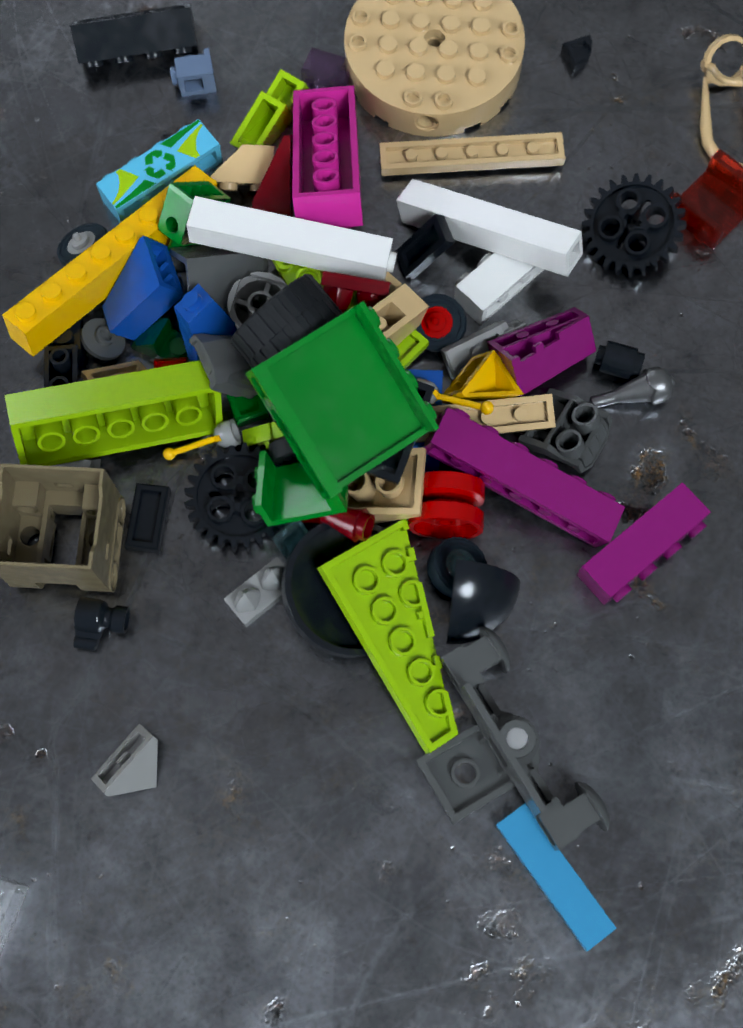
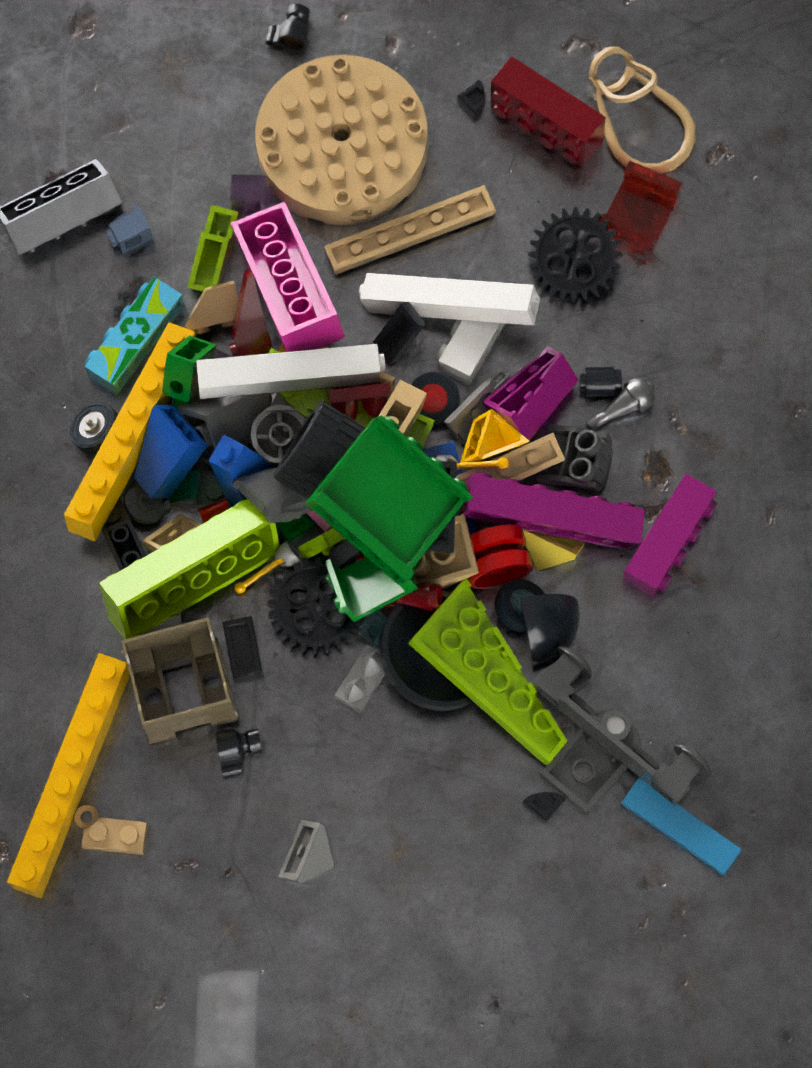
camera: 15 degrees left, 0 degrees up
(409, 796) = (544, 804): none -> black tile
(508, 519) = (550, 550): none -> light yellow slope
(650, 78) = (547, 112): none -> dark red brick

